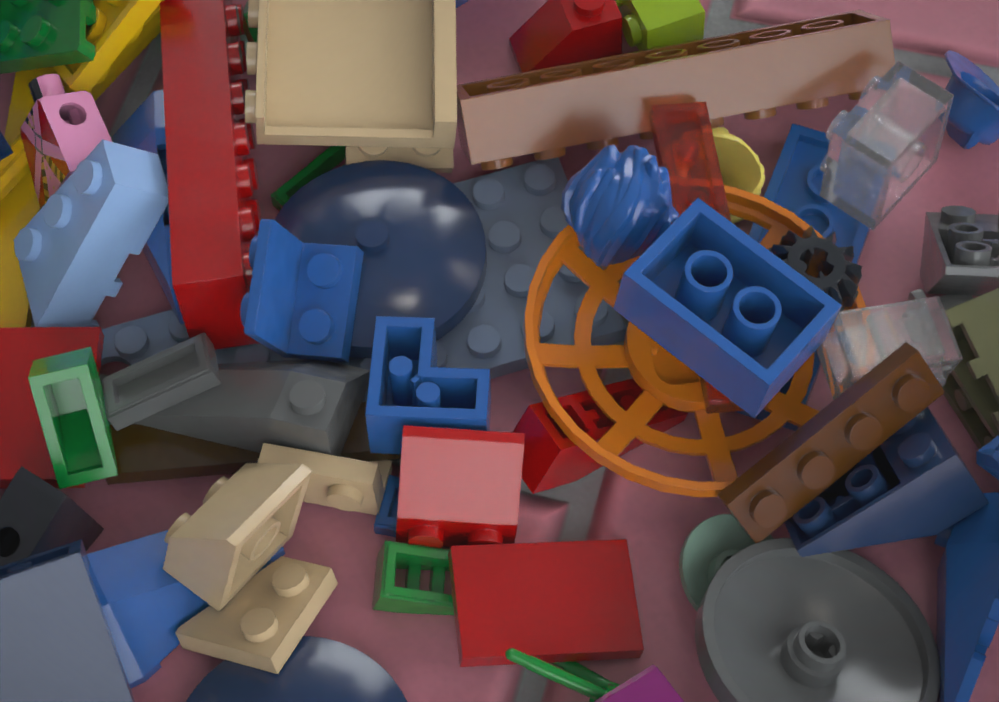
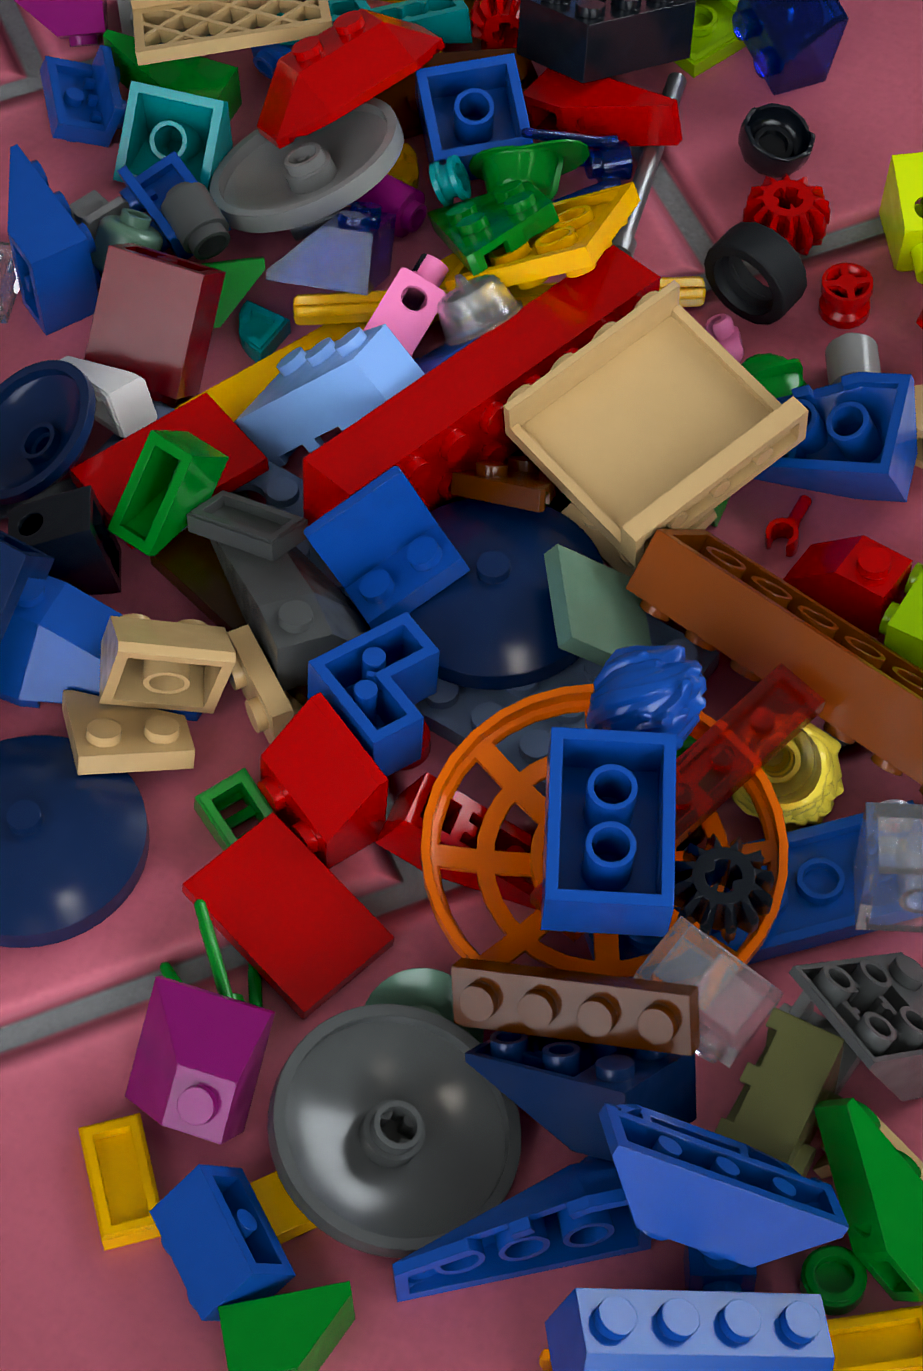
camera: 50 degrees right, 5 degrees down
(127, 83) = (475, 308): none -> clear piece
(298, 174) = (510, 484): none -> reddish brown wing
(478, 197) = (592, 606): none -> sand green tile
(483, 40) = (788, 526): none -> red hand

